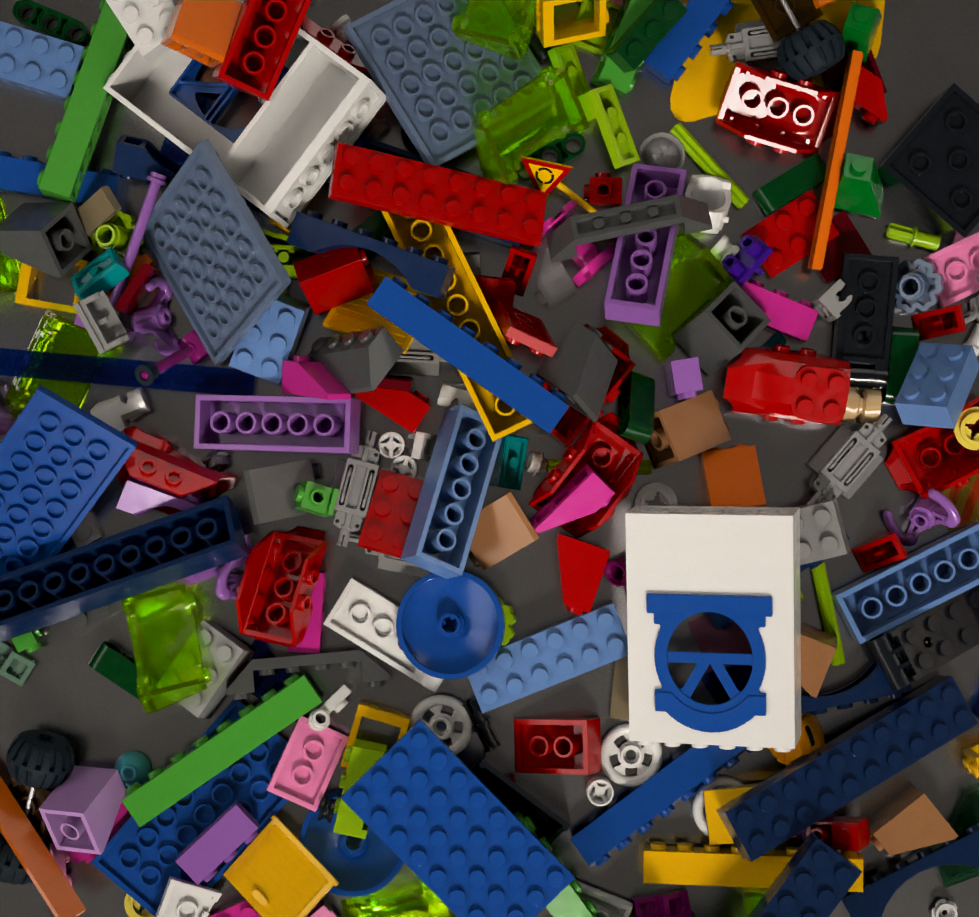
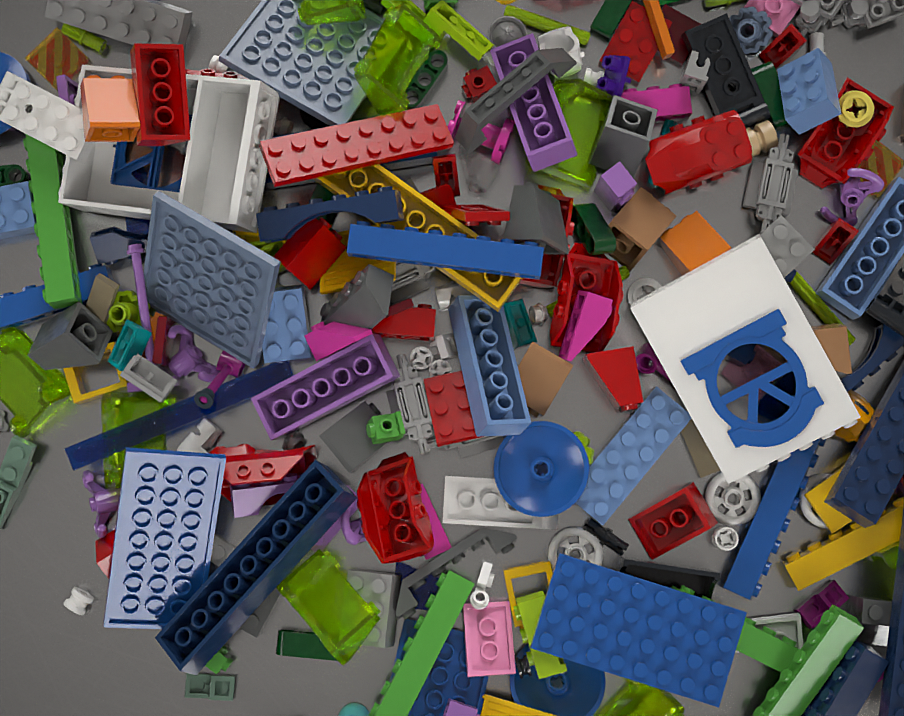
camera: 25 degrees left, 5 degrees down
(547, 176) = (431, 90): piece -> none

